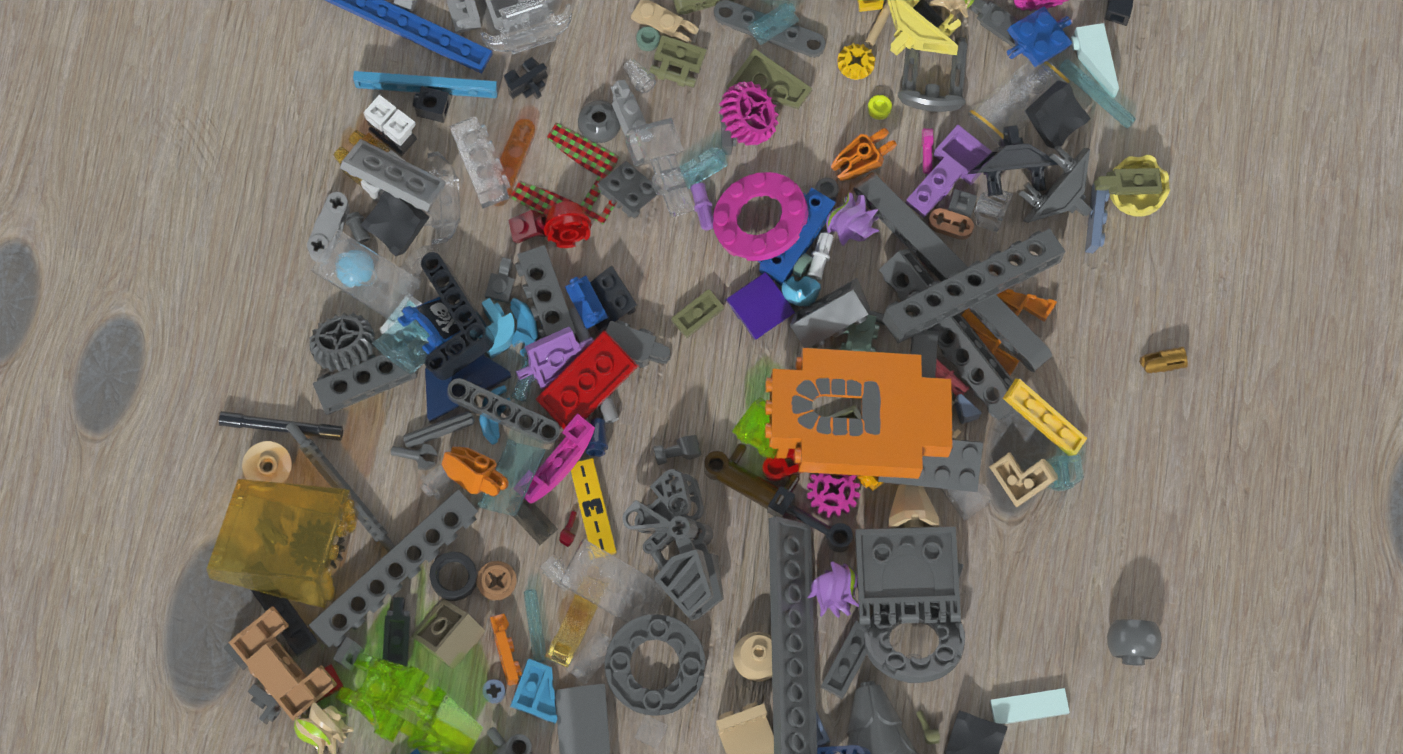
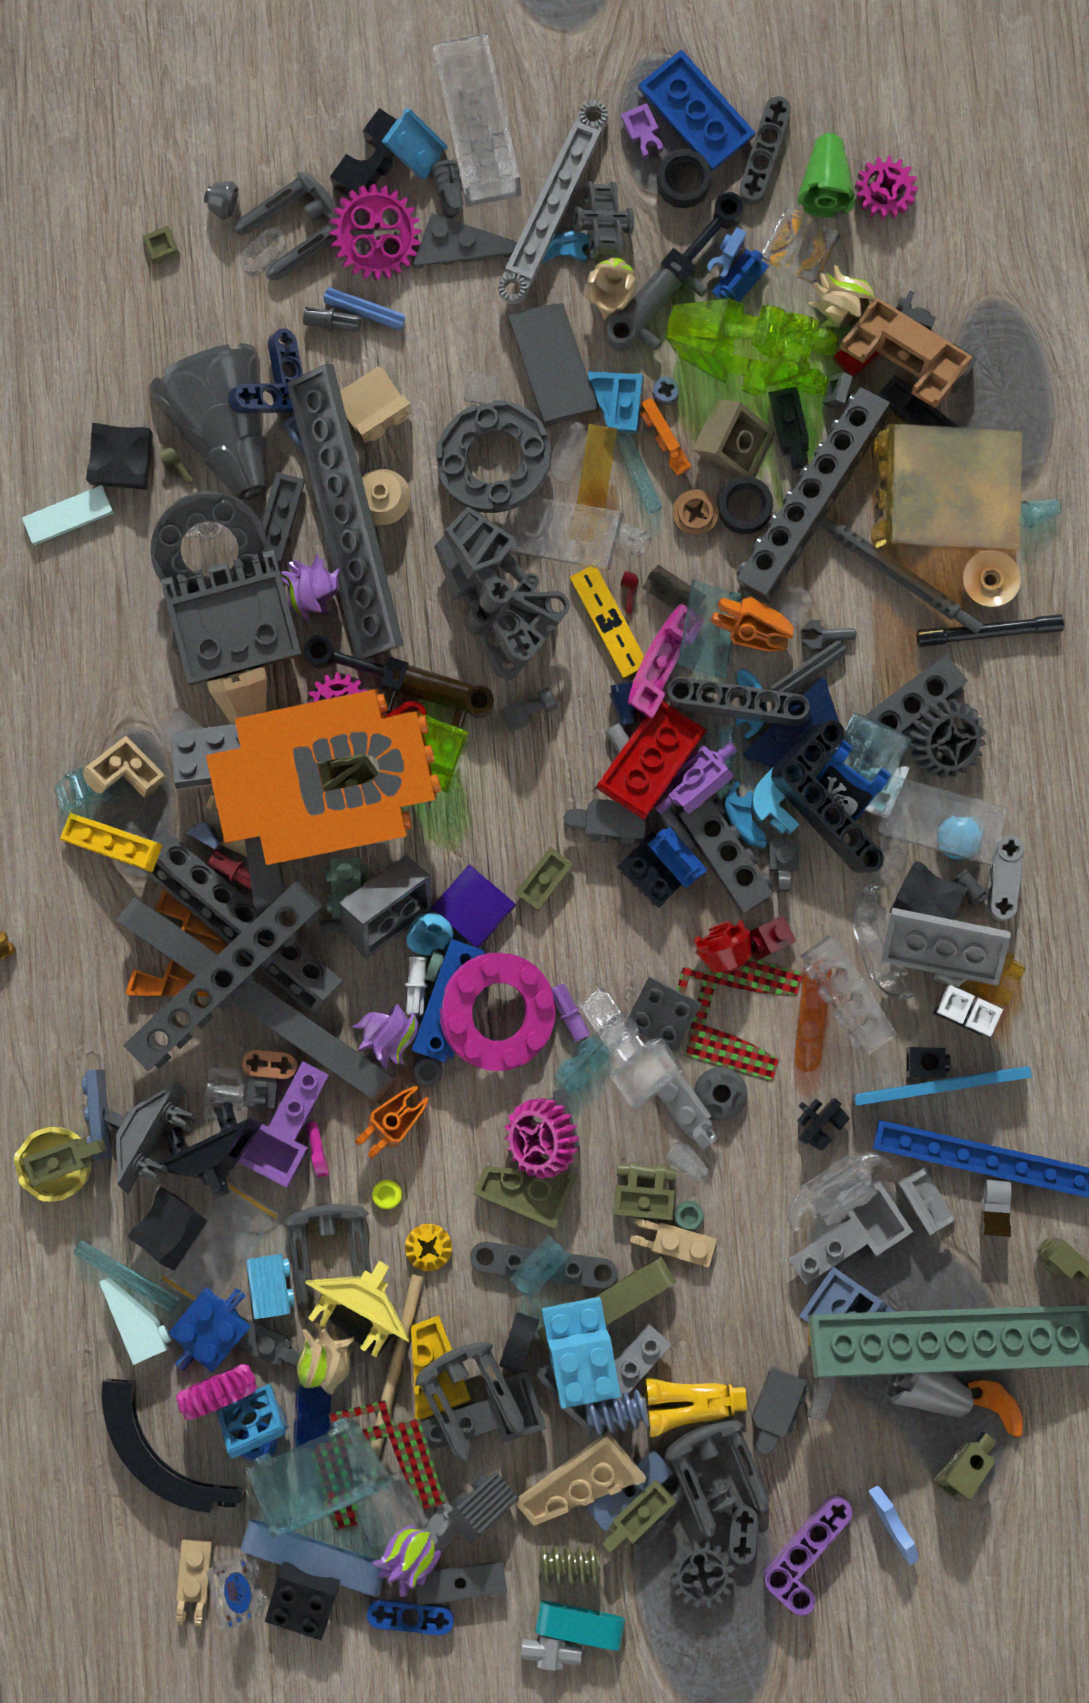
camera: 175 degrees right, 10 degrees up
(211, 512) = (1037, 511): none -> clear light blue cone
(987, 58) = (268, 1286): none -> medium azure brick

